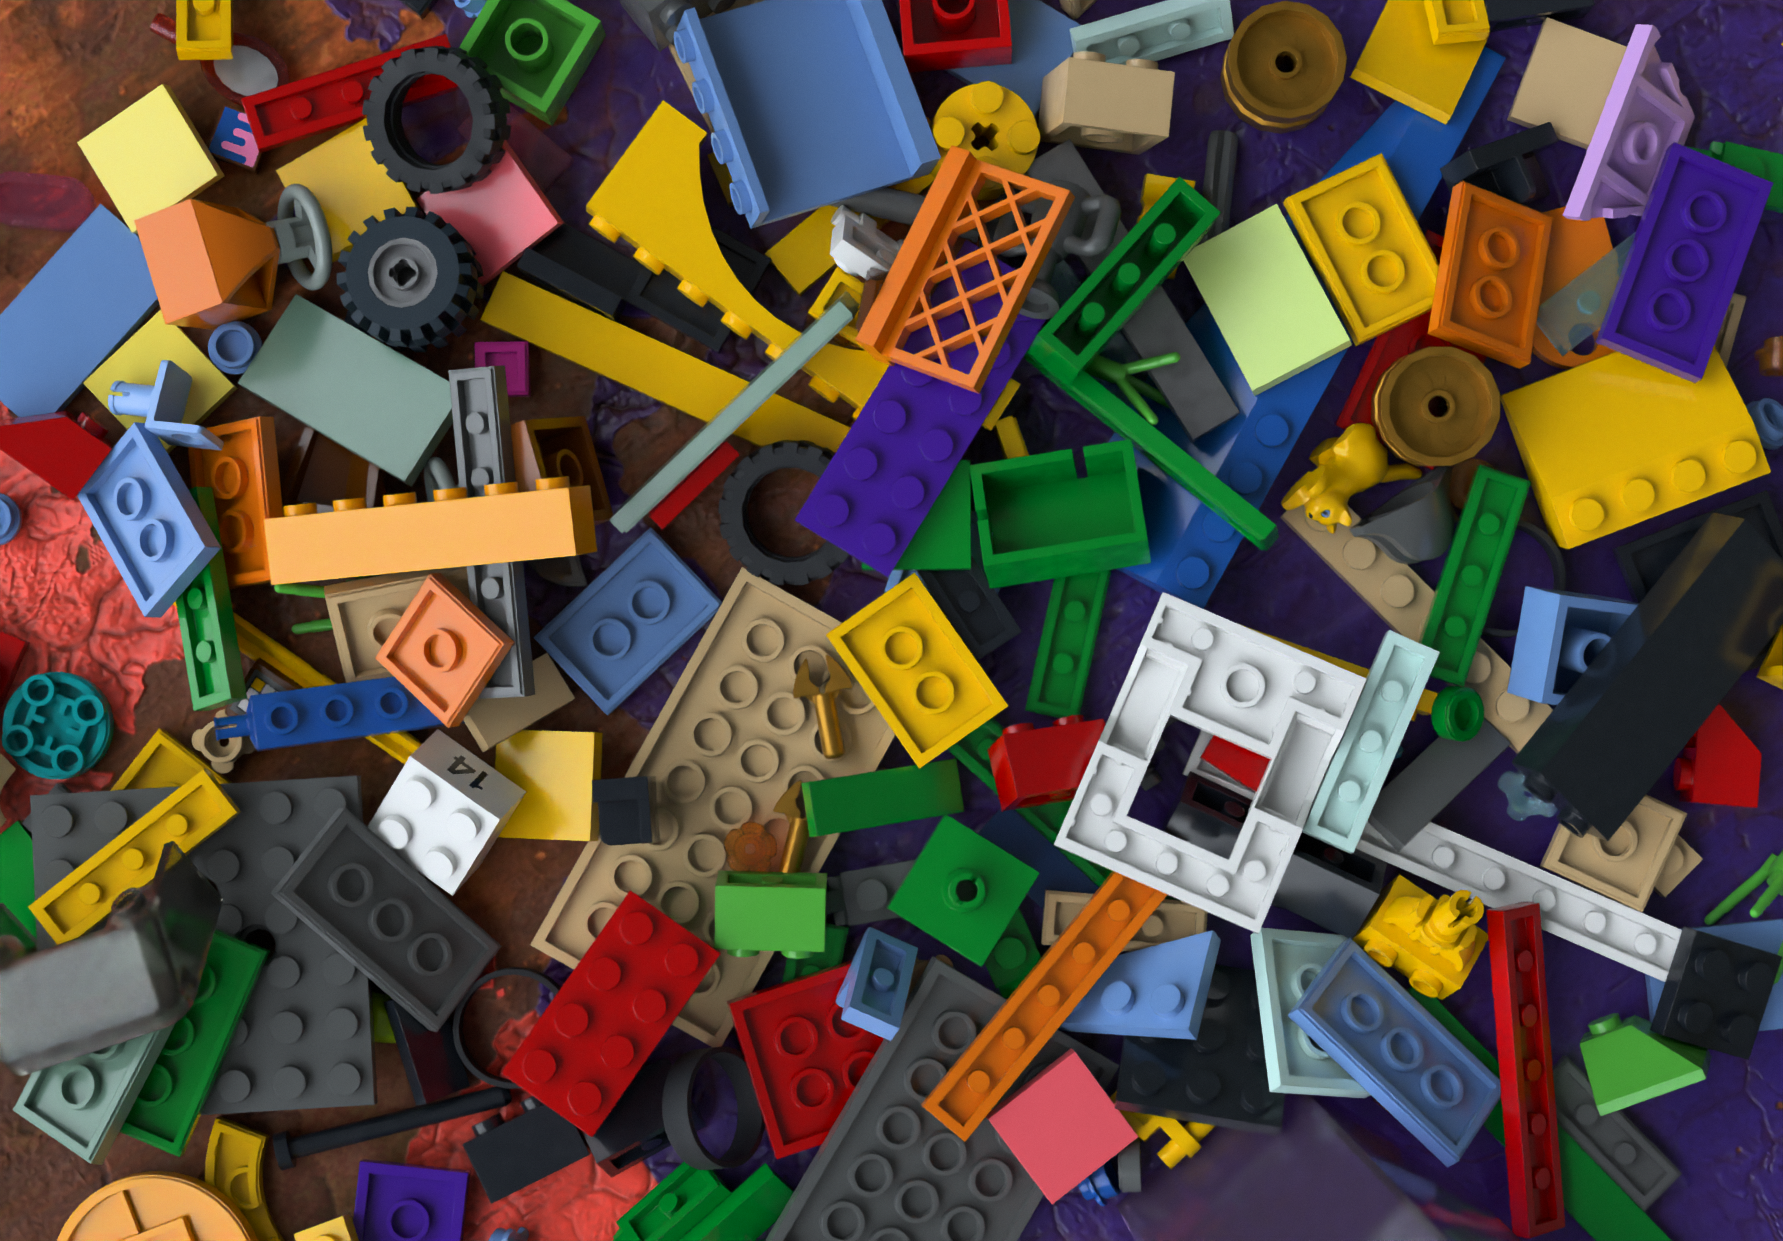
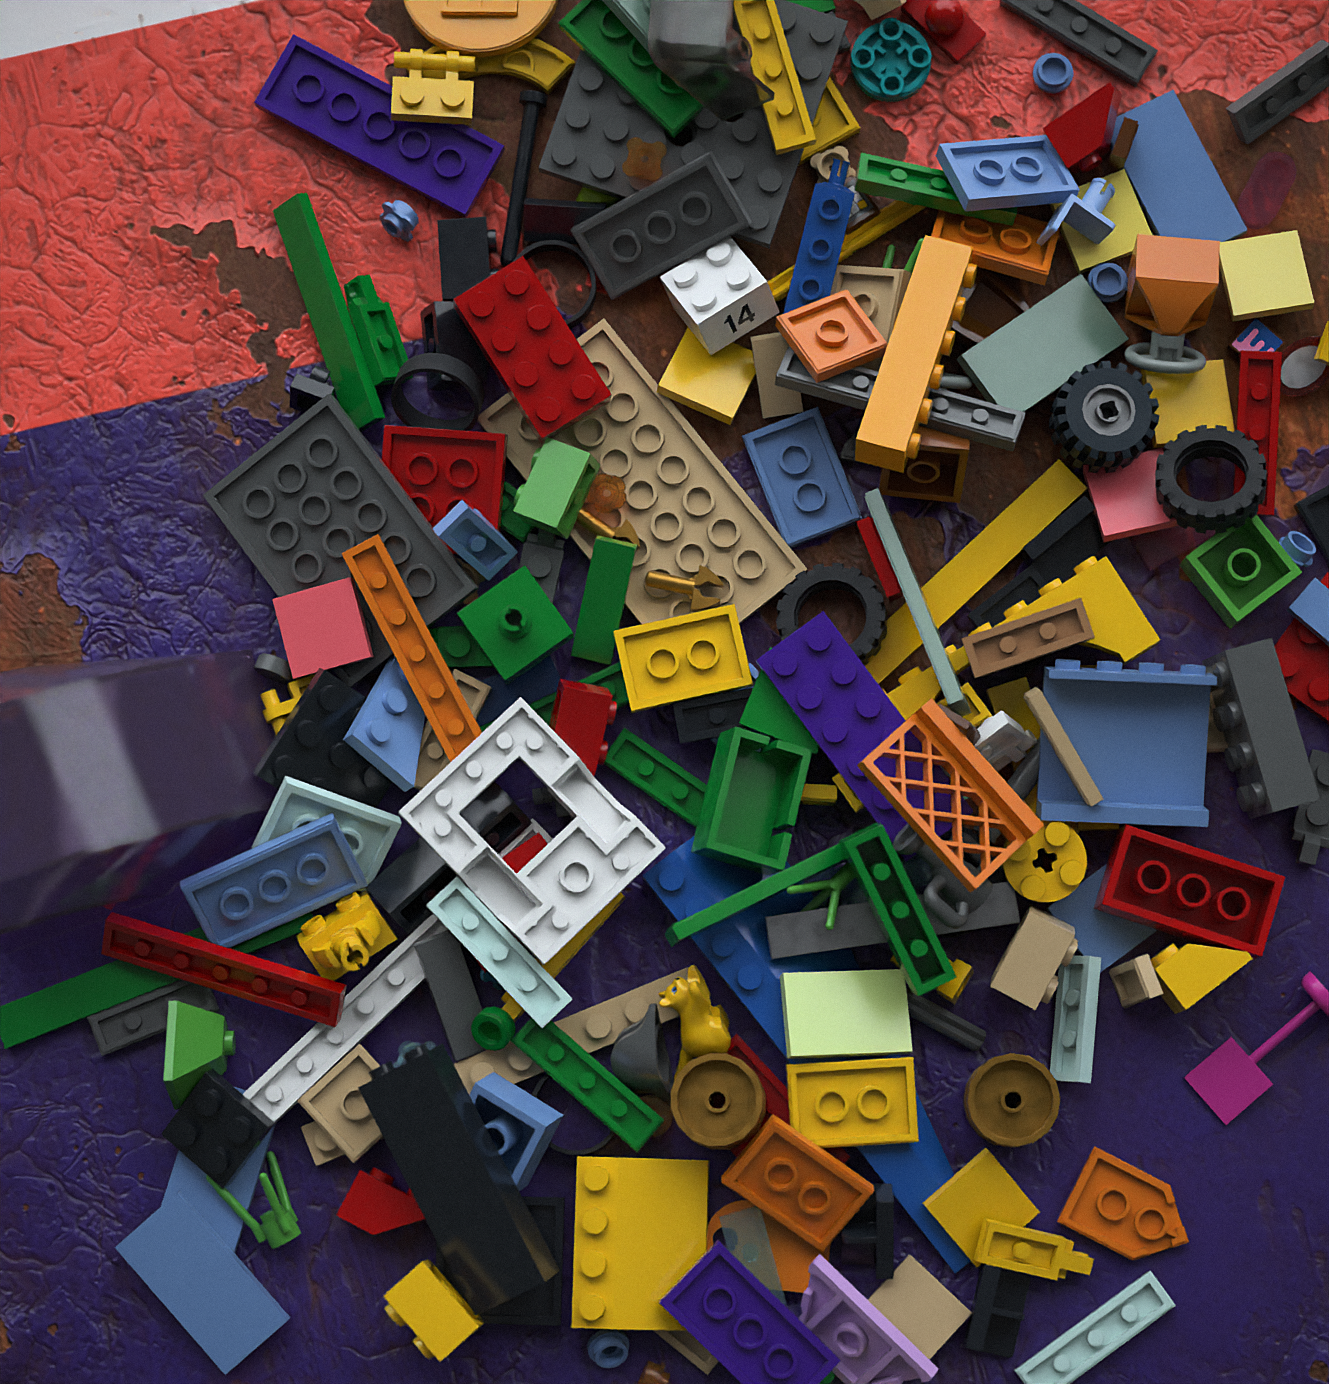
camera: 115 degrees right, 5 degrees down
(52, 393) = (1123, 143): none -> reddish brown tile
(326, 983) = (650, 169): none -> clear orange plate
(516, 361) = (1018, 465): dark pink tile -> none
(627, 810) = (668, 417): black panel -> none
(727, 258) = (1028, 638): none -> medium nougat plate
(842, 166) = (1062, 746): none -> tan tile
(1101, 1184) = (271, 642): blue plate -> none

